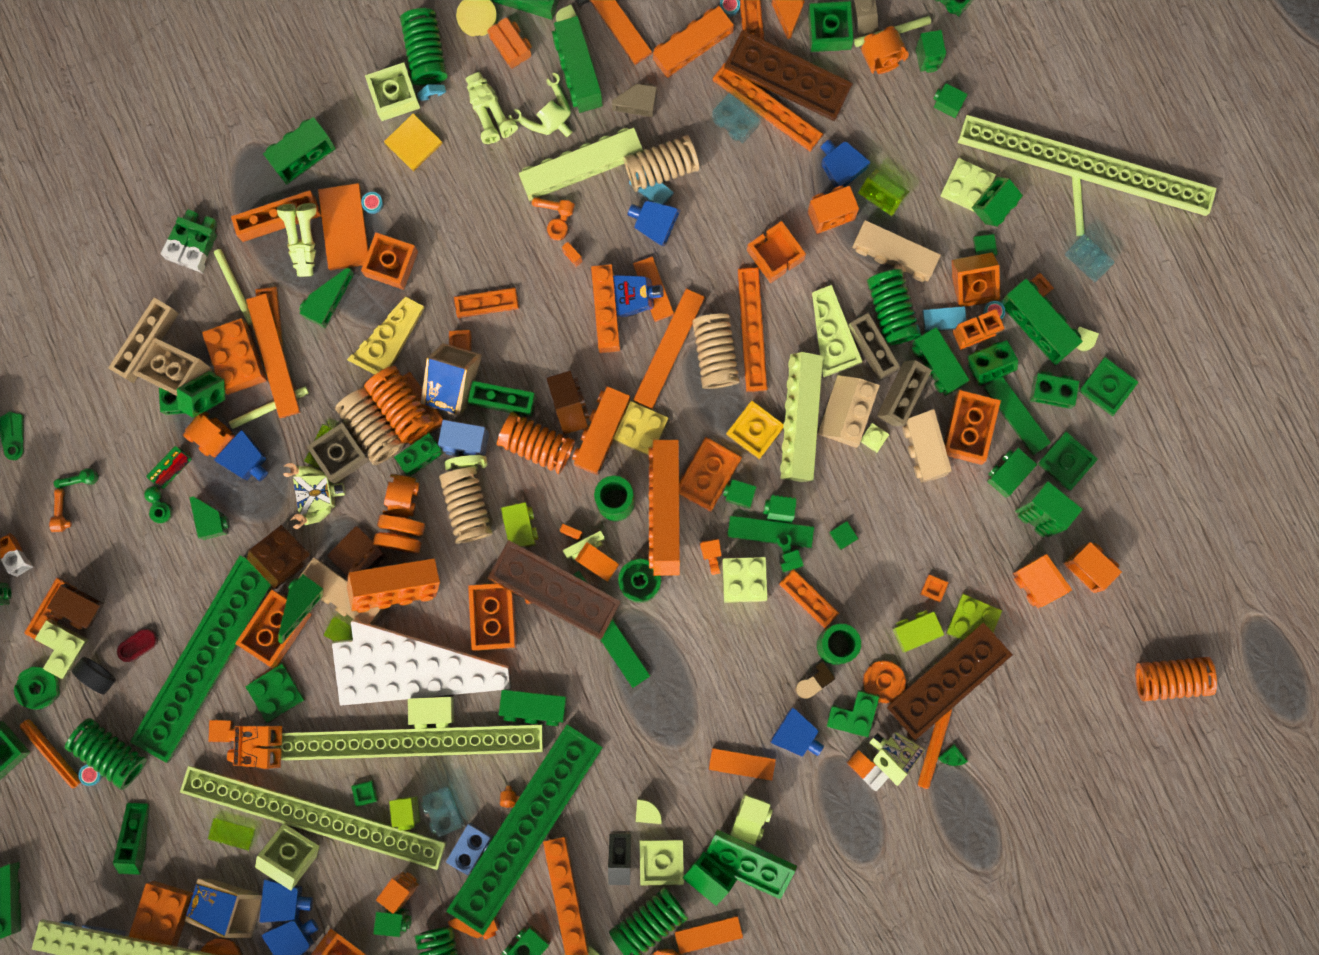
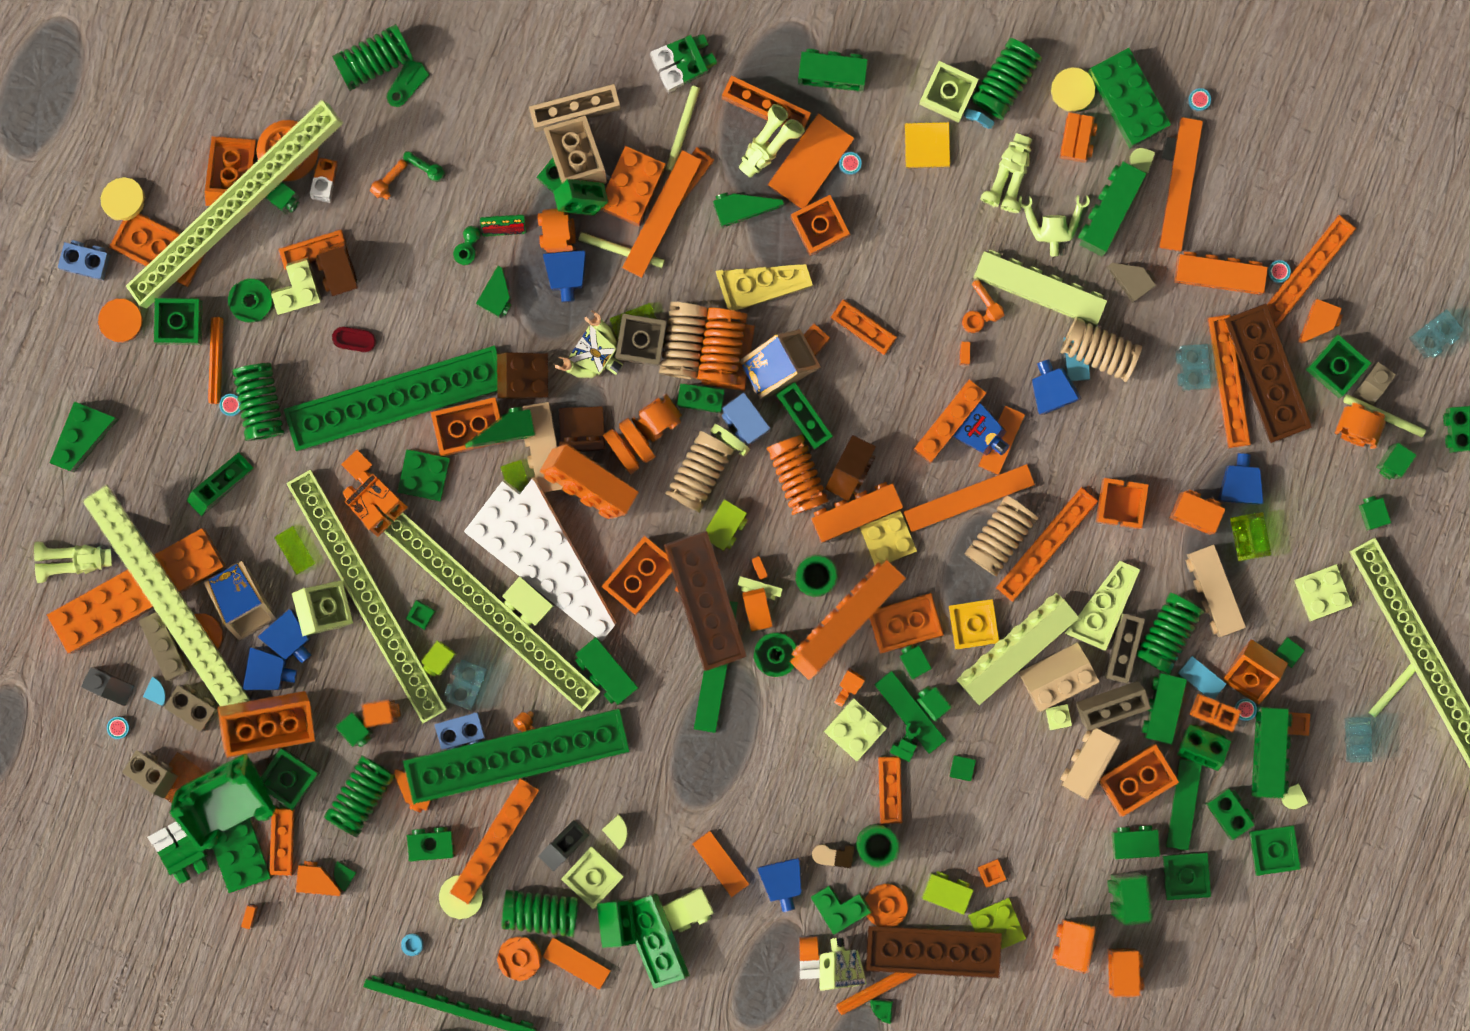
camera: 40 degrees right, 5 degrees up
(93, 675) = (302, 333): black tyre -> none
(997, 201) = (1331, 628): green brick -> none

